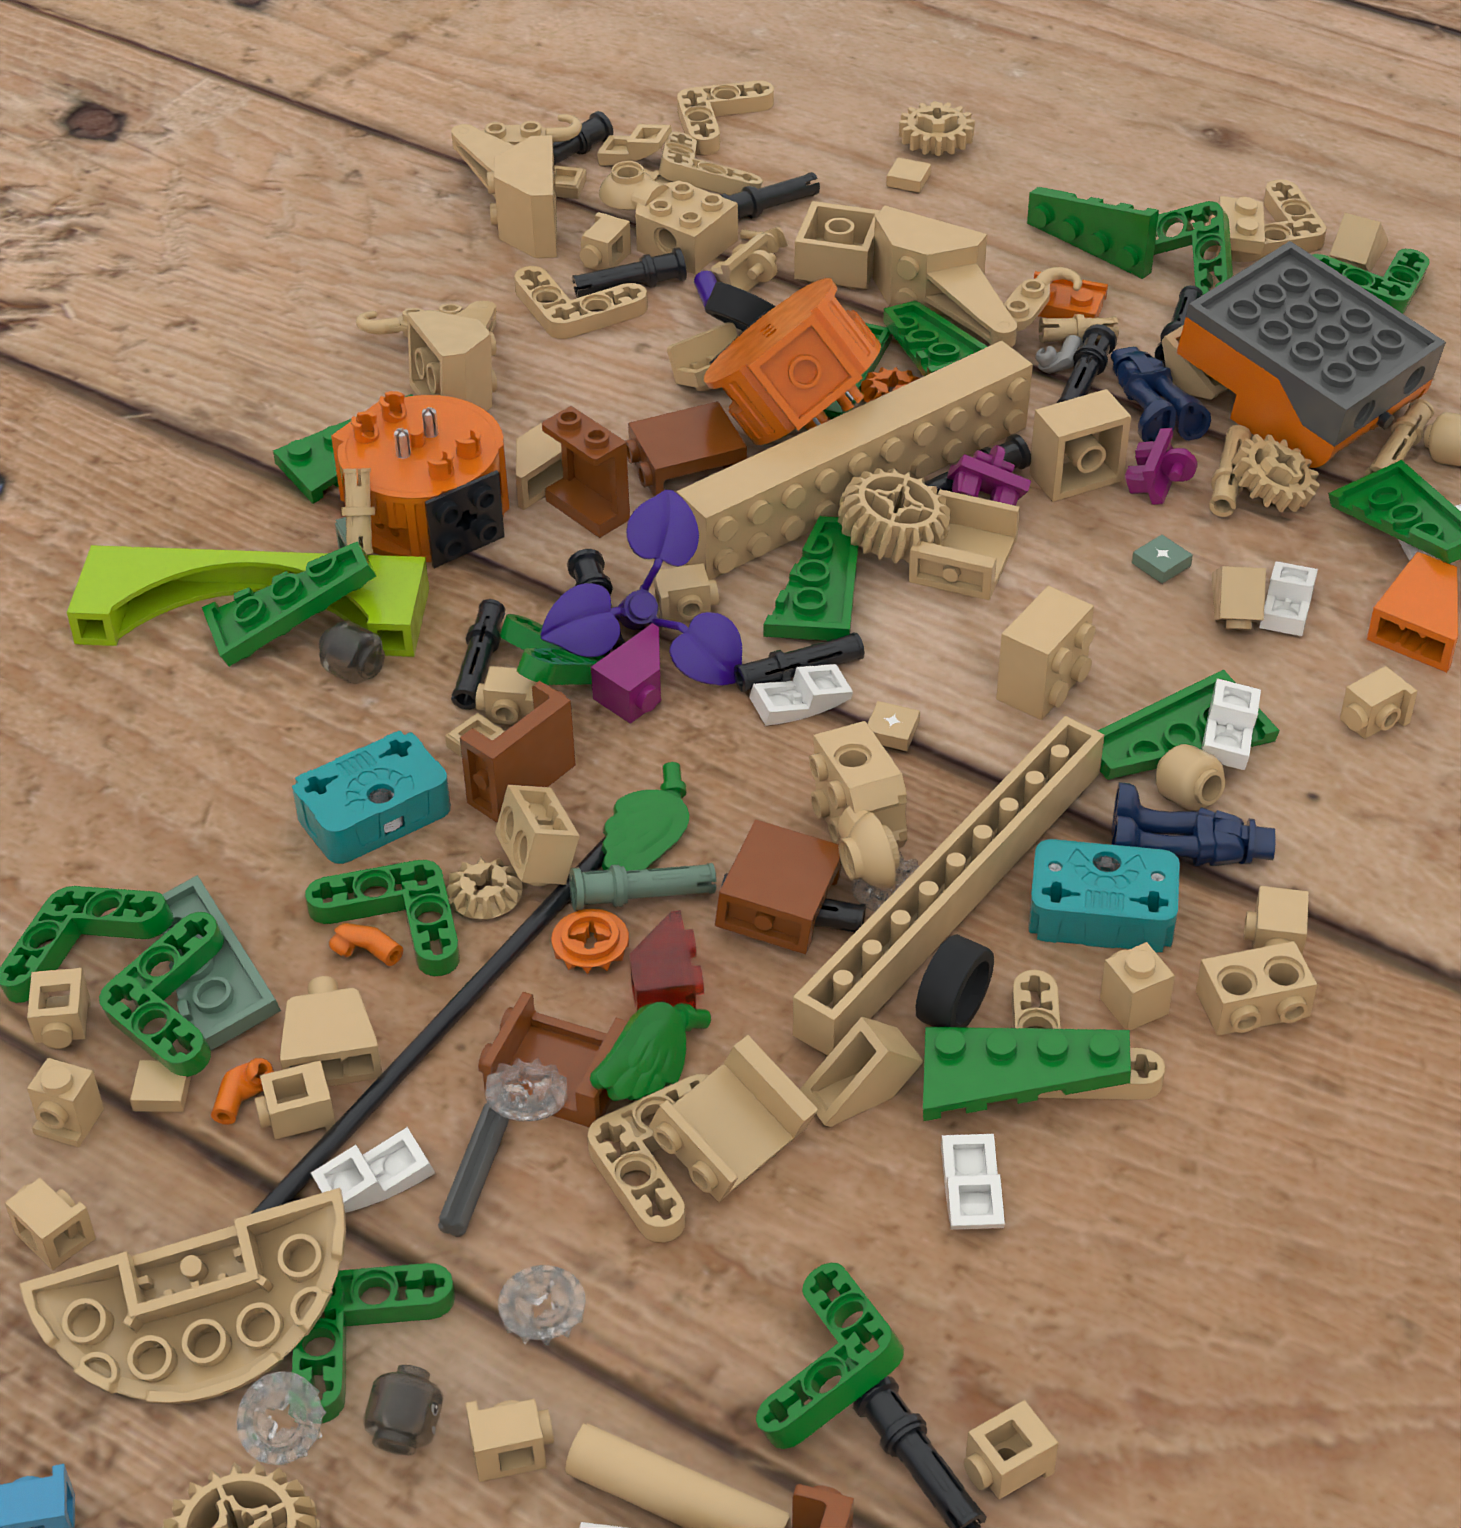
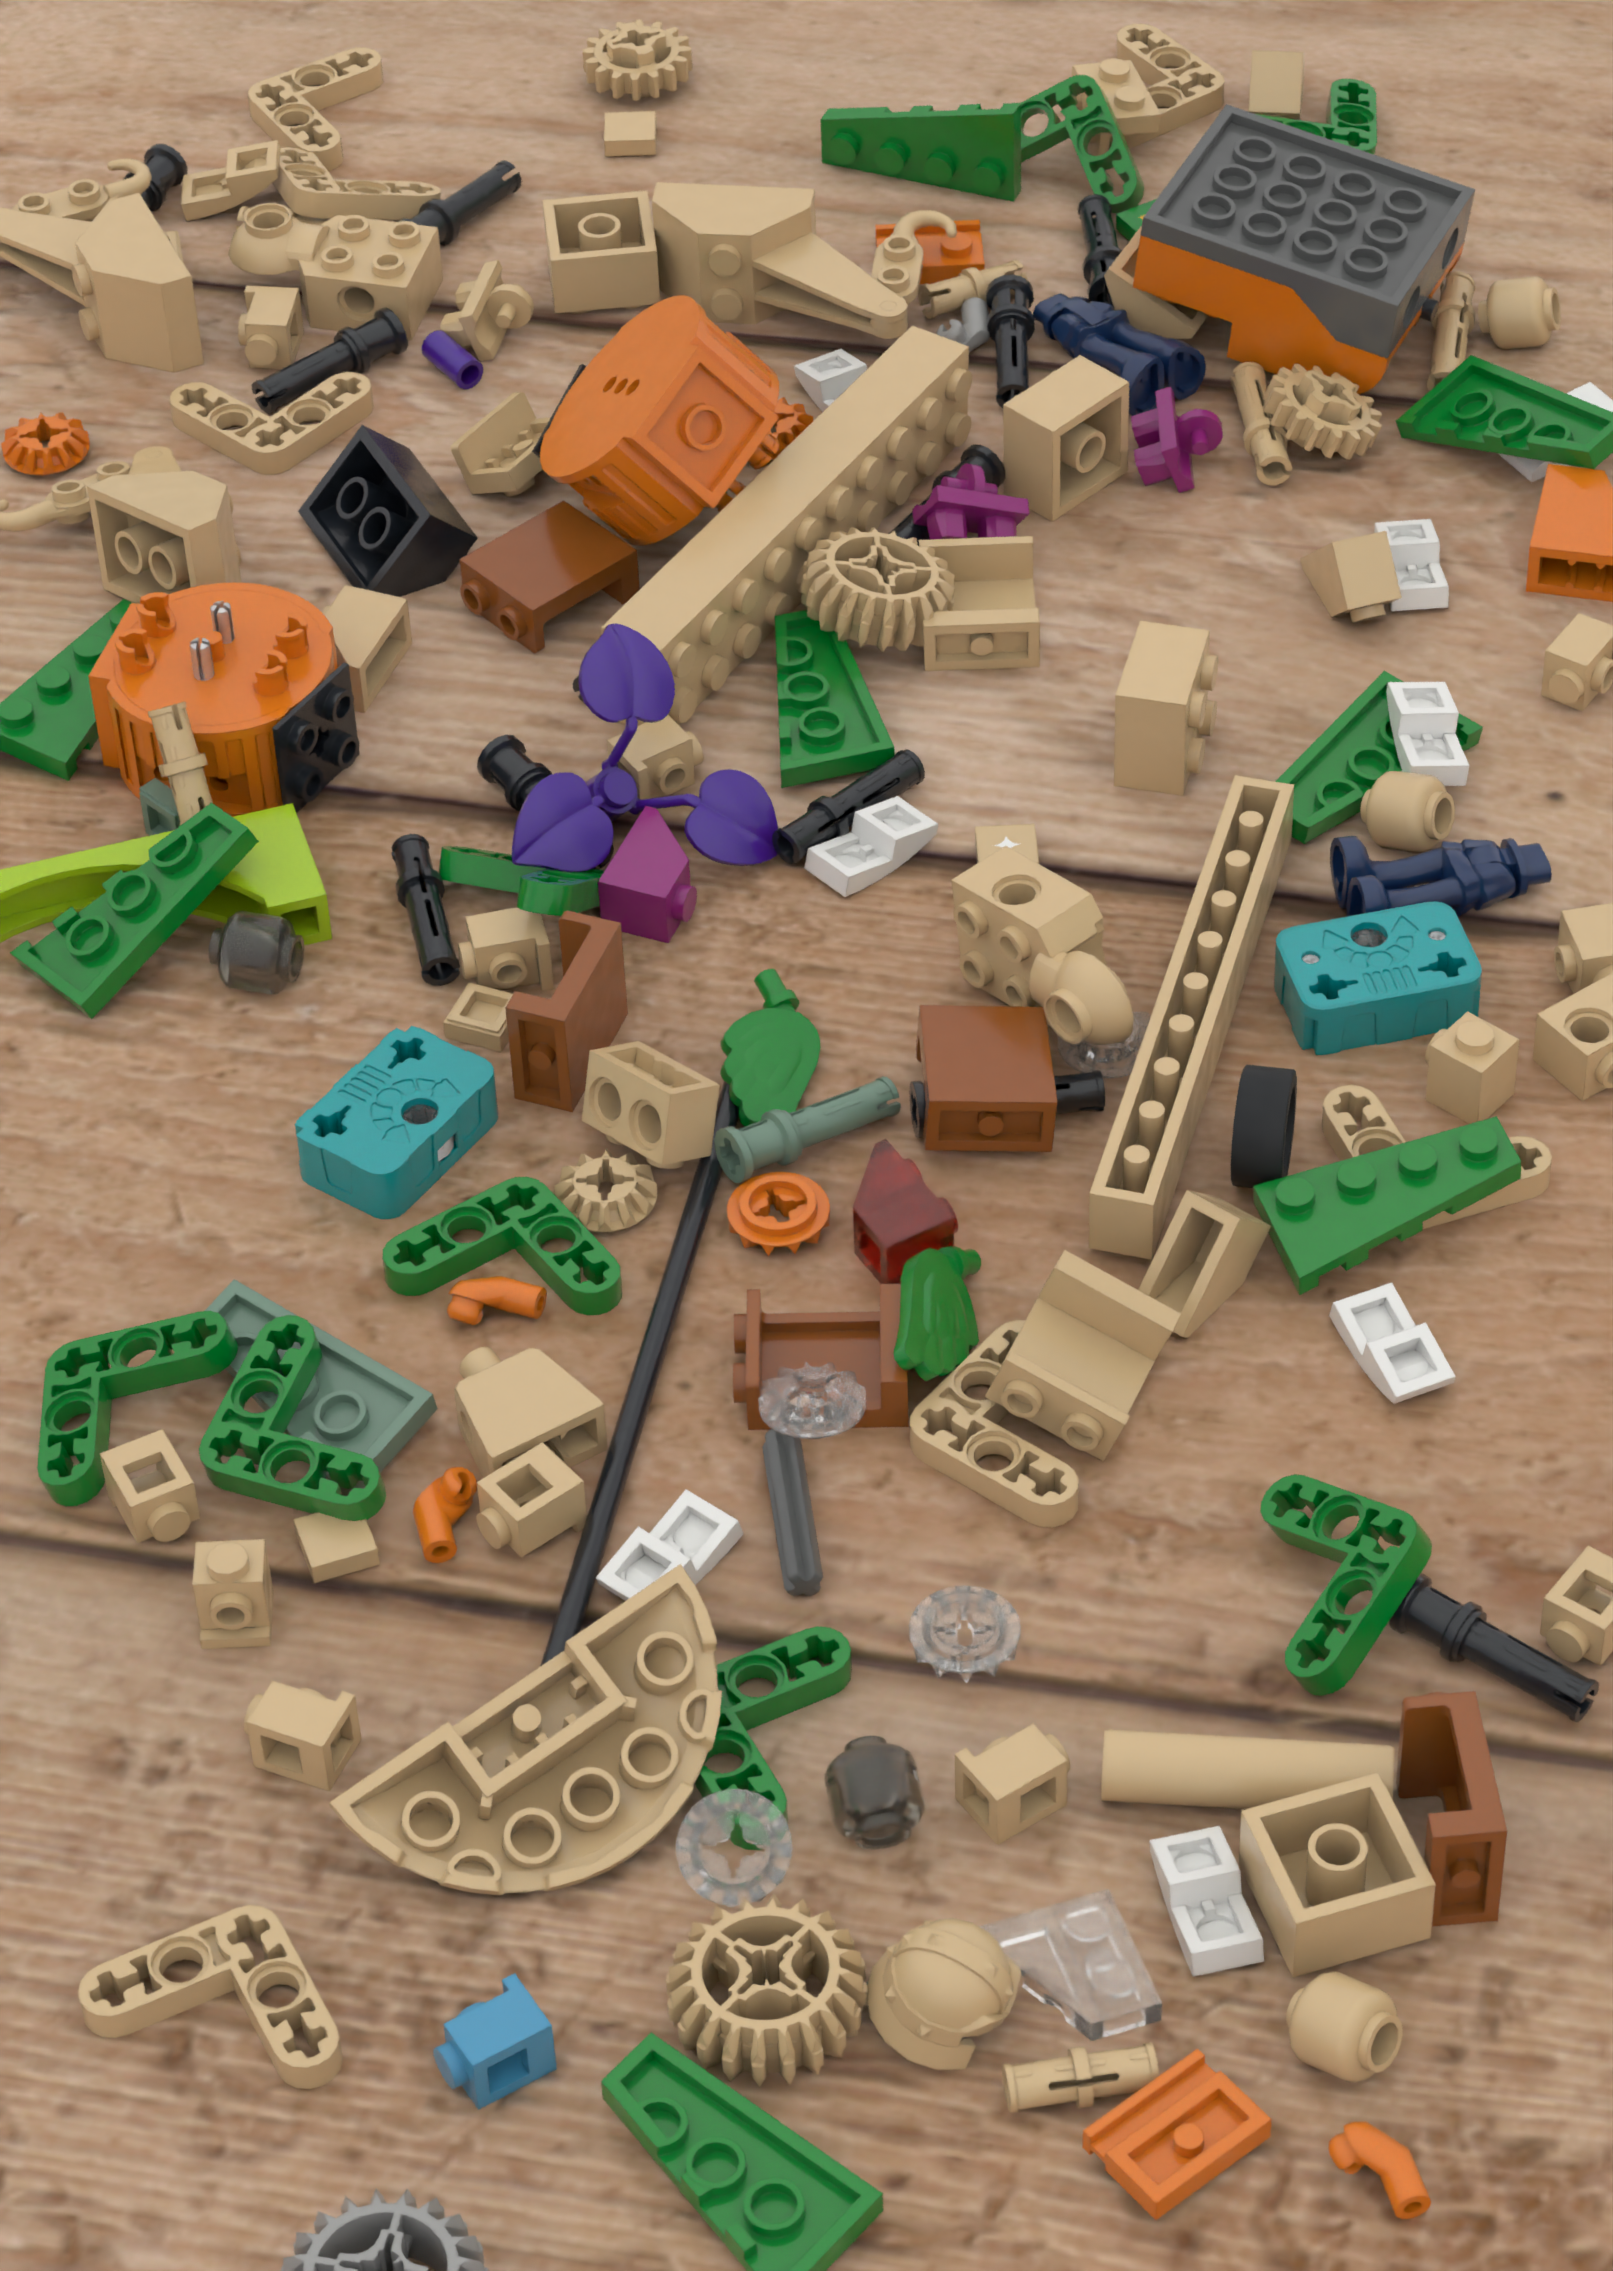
camera: 20 degrees left, 0 degrees up
(437, 285) = (66, 448): none -> orange gear
(594, 472) = (449, 636): dark orange panel -> none
(607, 378) = (386, 518): none -> black slope
(735, 305) = (523, 367): black tyre -> none
(775, 238) = (502, 254): tan hand -> none
(928, 337) = (803, 351): green wing -> none
(1162, 558) = (1231, 557): sand green tile -> none

